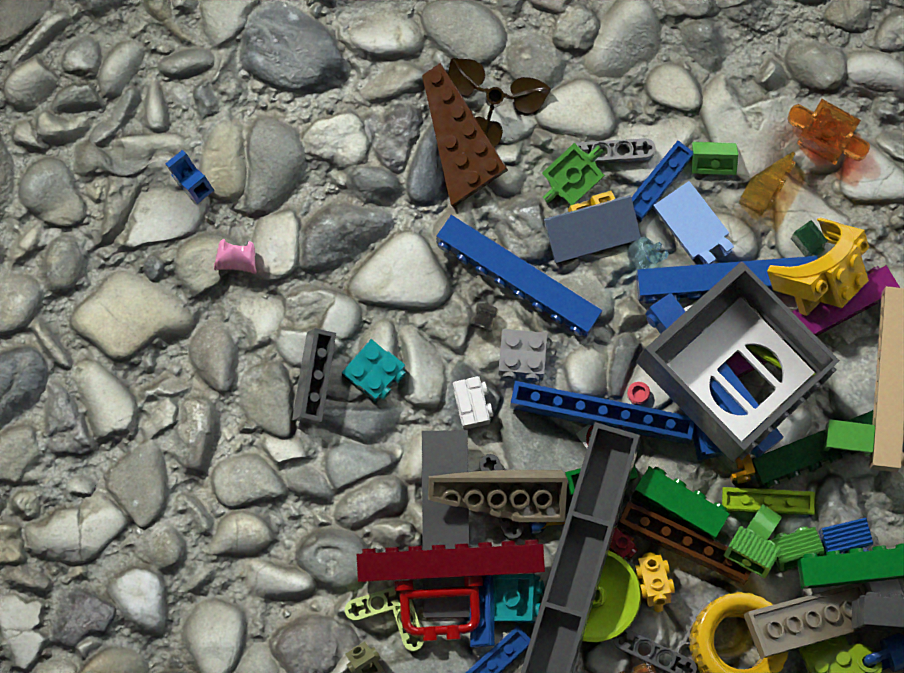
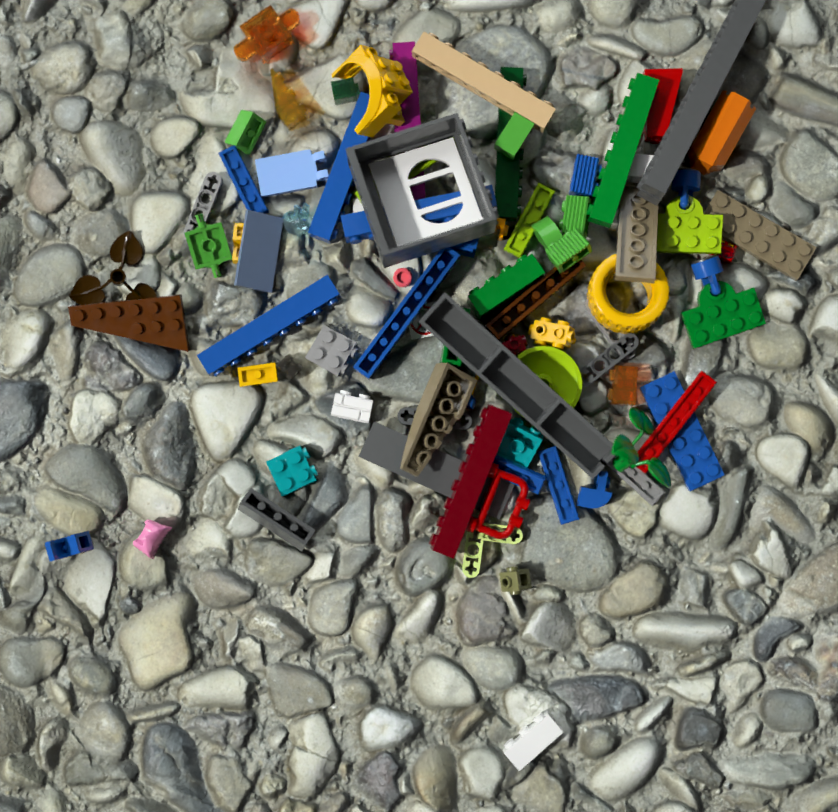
camera: 60 degrees left, 10 degrees up
(460, 288) = (257, 374): none -> yellow plate

